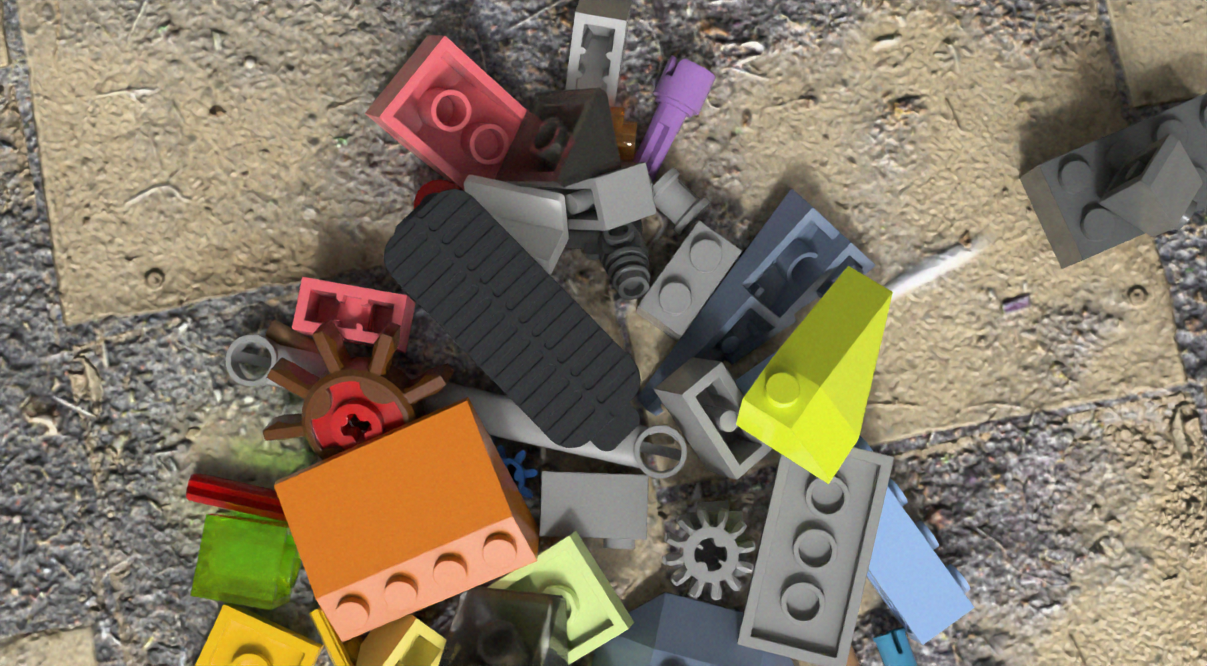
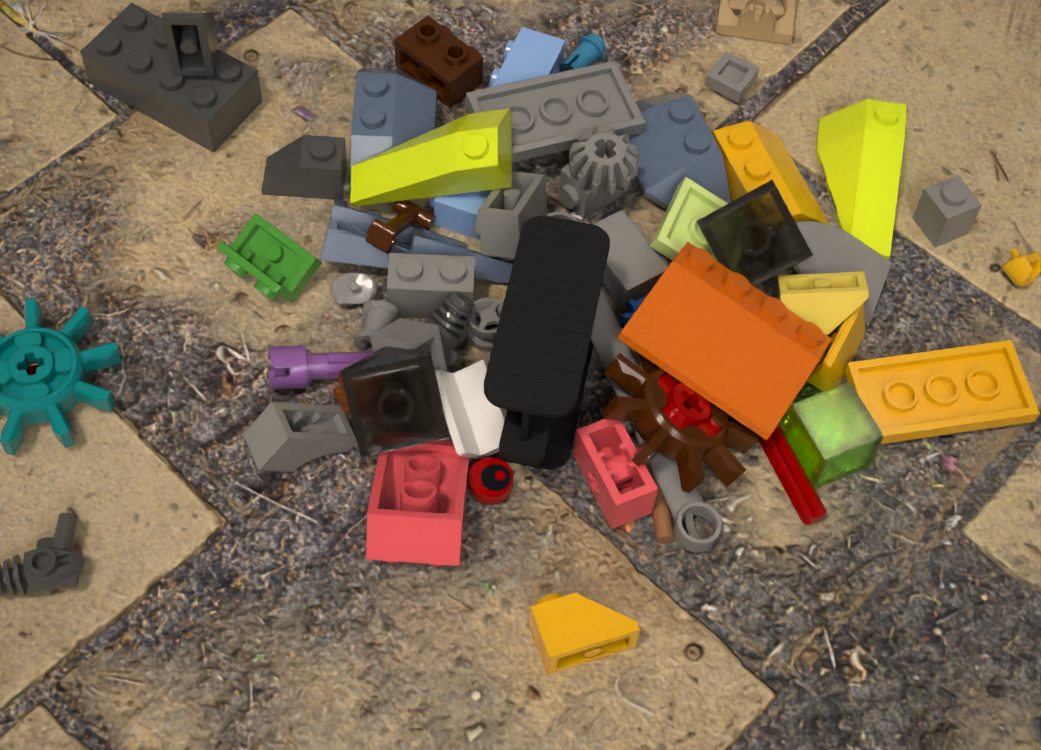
camera: 125 degrees left, 25 degrees down
(231, 177) = (578, 631): none -> yellow slope
(607, 307) = (484, 314): none -> light grey wheel
(740, 208) = (353, 288): none -> light grey piece
(768, 259) = (384, 235): none -> reddish brown piece
(828, 141) = (272, 258): none -> bright green bracket
(924, 251) = (307, 169): none -> dark grey slope
(946, 383) = (388, 111): none -> sand blue wedge
(993, 489) = (439, 60): none -> reddish brown brick

